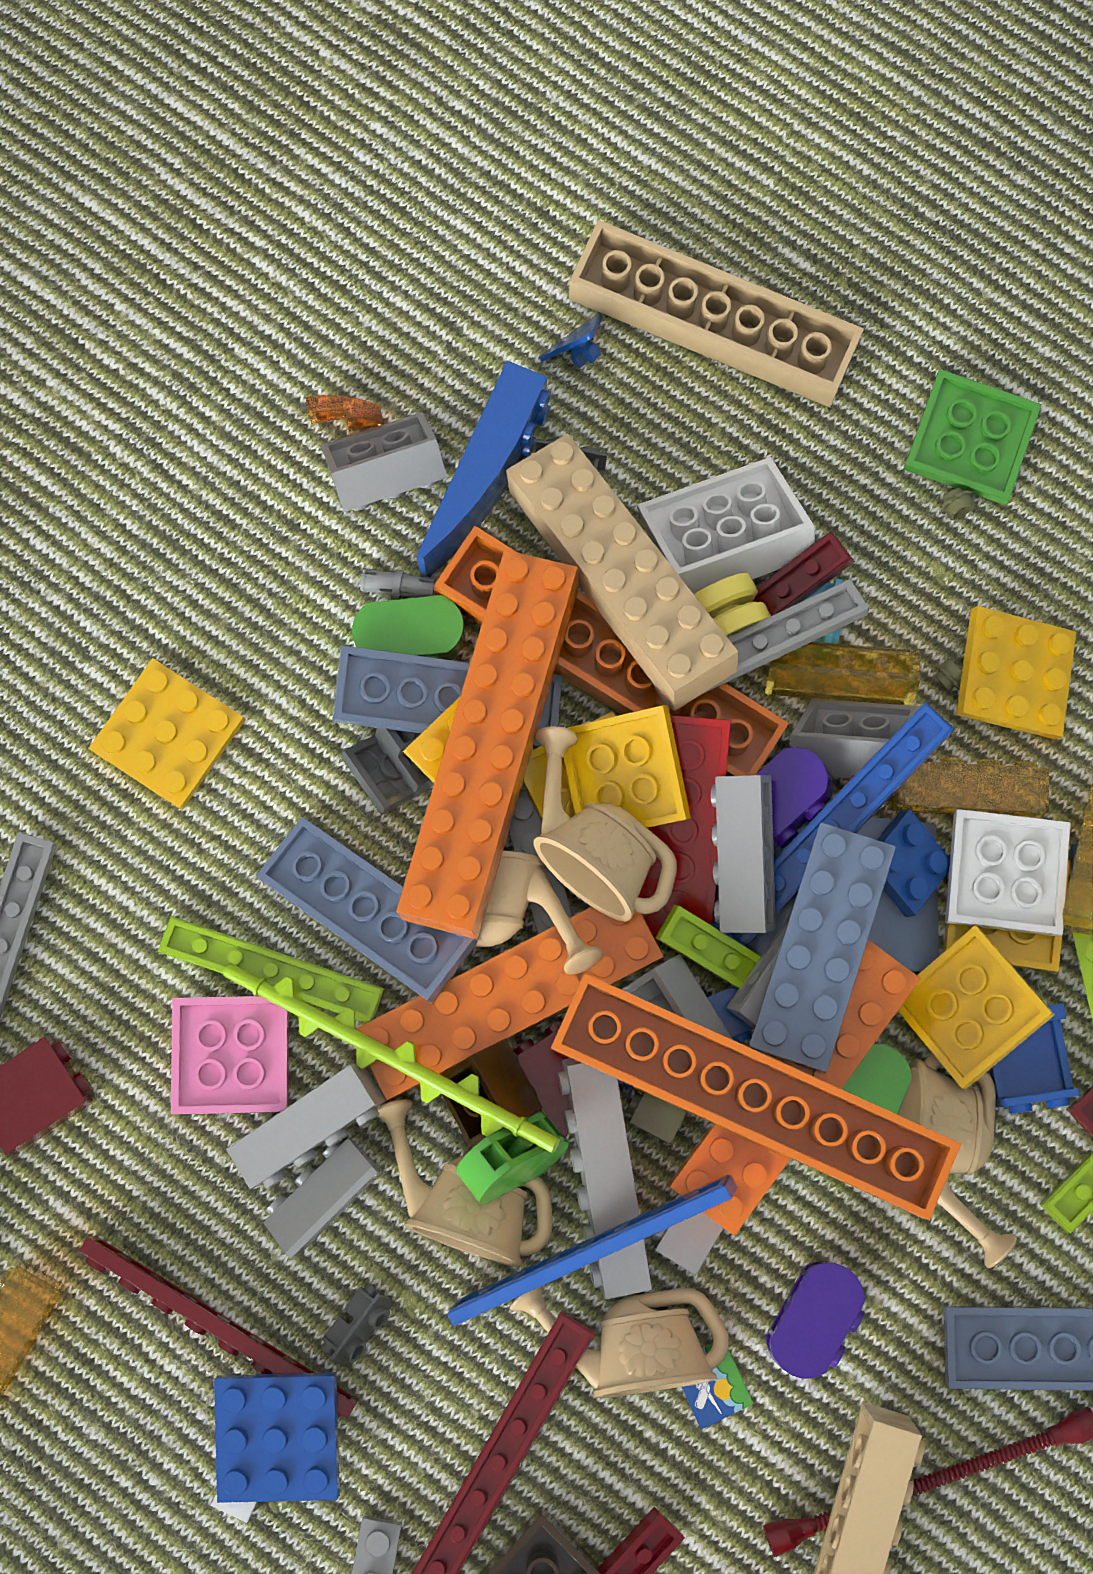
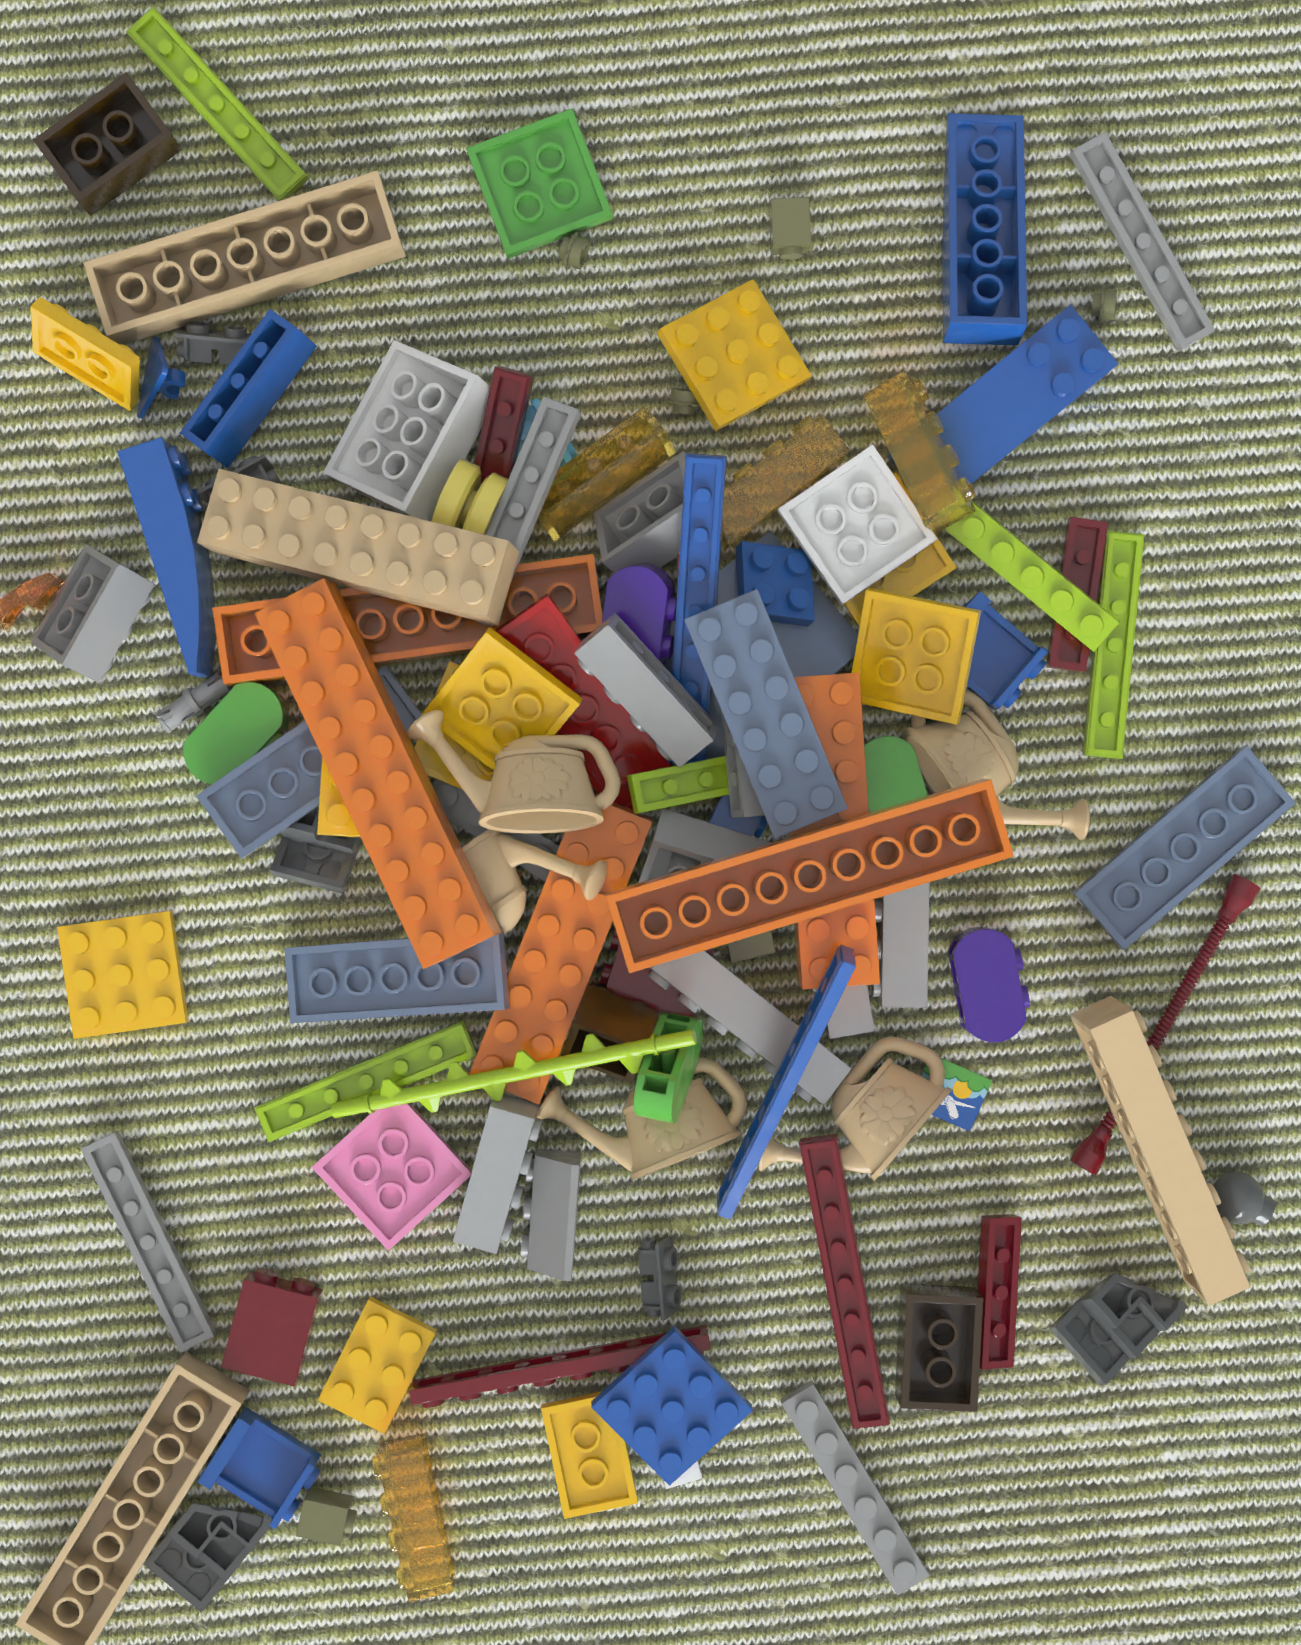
camera: 40 degrees left, 10 degrees up
(80, 1198) = (377, 1365): none -> yellow plate
(172, 1422) = (587, 1458): none -> yellow plate
(543, 282) = (85, 353): none -> yellow plate
(631, 343) = (200, 342): none -> dark grey hinge
(637, 400) = (248, 388): none -> blue brick
(686, 161) = (107, 144): none -> dark brown brick
(777, 1224) = (903, 948): none -> light grey brick
(784, 199) = (217, 104): none -> lime tile

